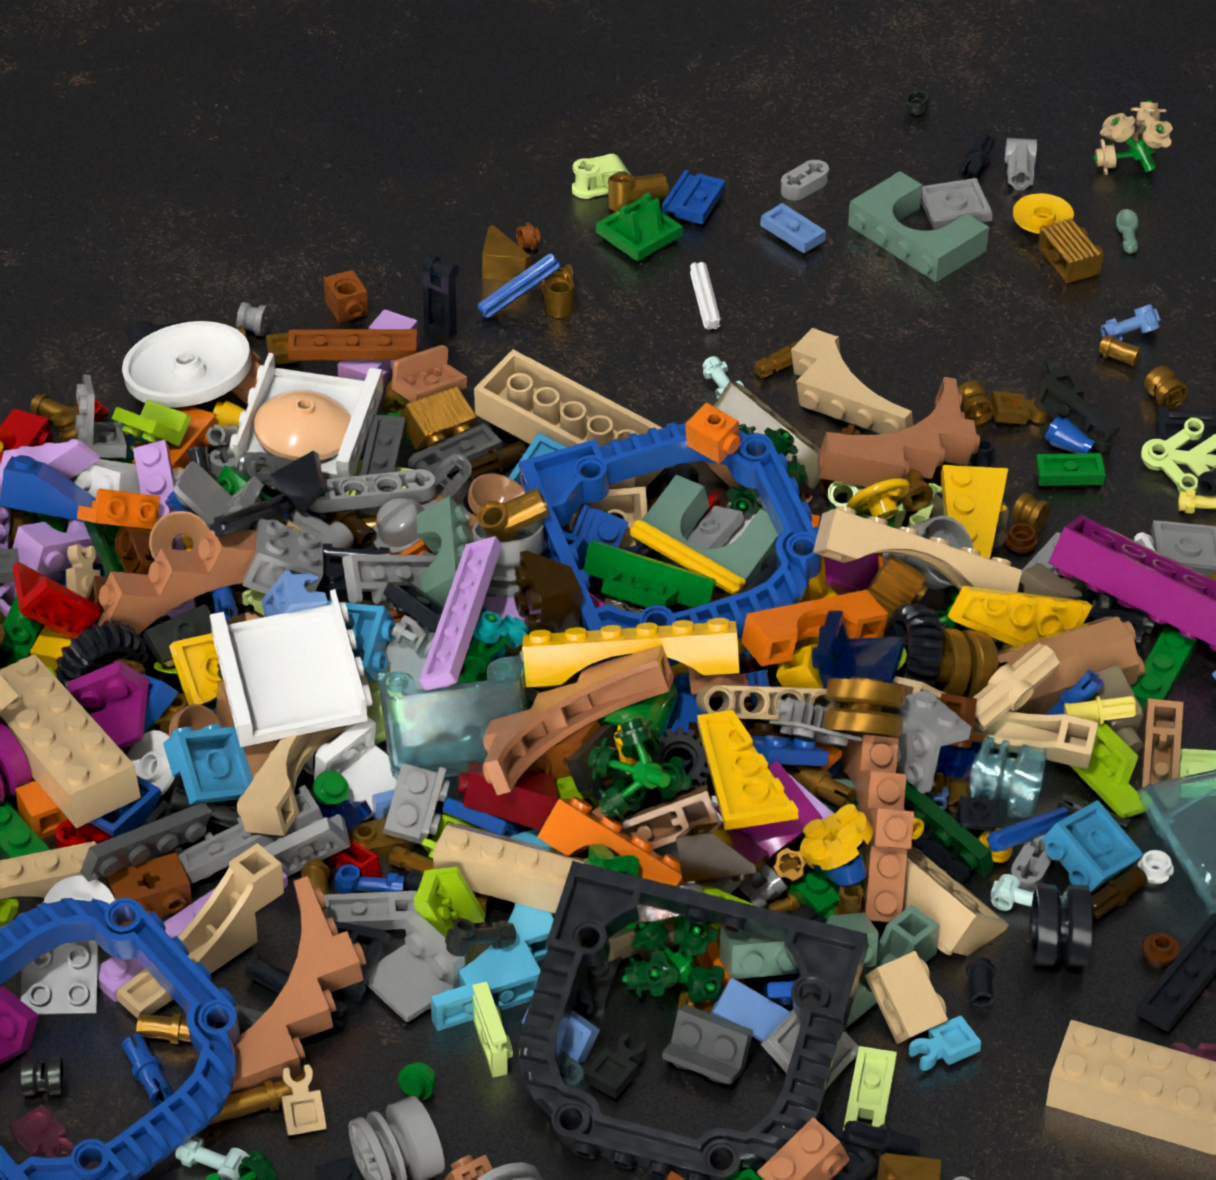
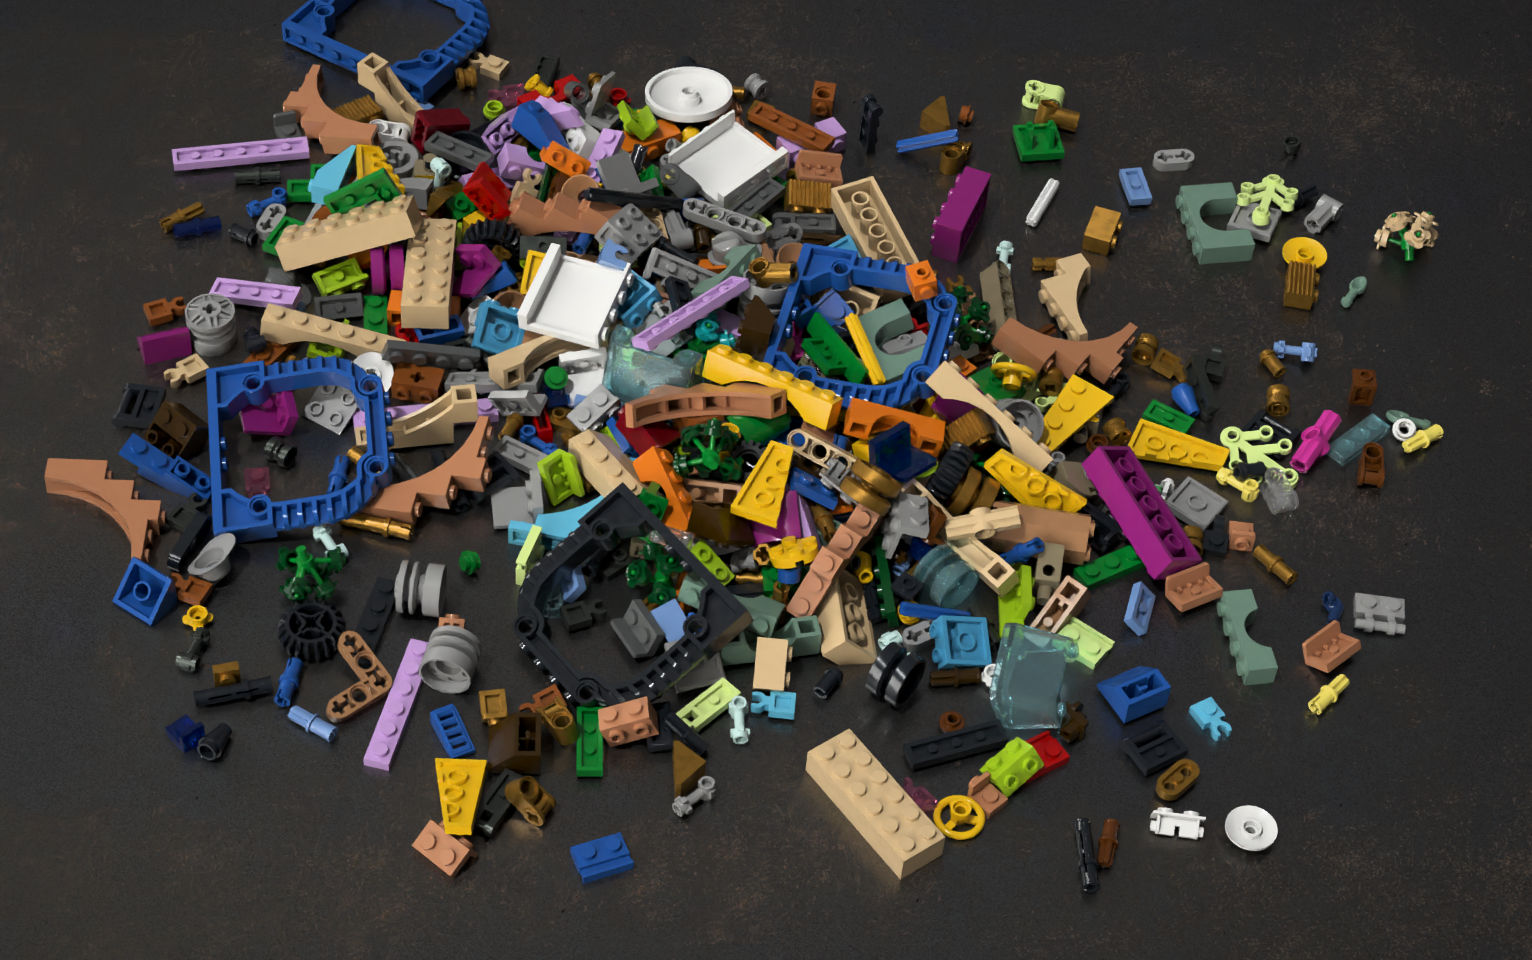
camera: 30 degrees right, 5 degrees up
(48, 427) = (581, 101): none -> dark grey piece
(300, 423) = (719, 161): light nougat dish -> none
(301, 480) = (682, 192): black slope -> none
(302, 1109) = (396, 542): tan plate -> none
(464, 934) = (546, 495): pearl dark grey bar -> none
(635, 350) = (960, 214): none -> magenta brick
(694, 197) = (1091, 137): blue plate -> none
(804, 294) = (1101, 231): none -> pearl gold brick
(908, 1079) = (737, 709): none -> light aqua bar
(938, 156) = (1272, 185): none -> yellowish green plant
(1102, 709) = (1029, 565): light yellow axle -> none
(1108, 495) = (1170, 446): none -> yellow wing

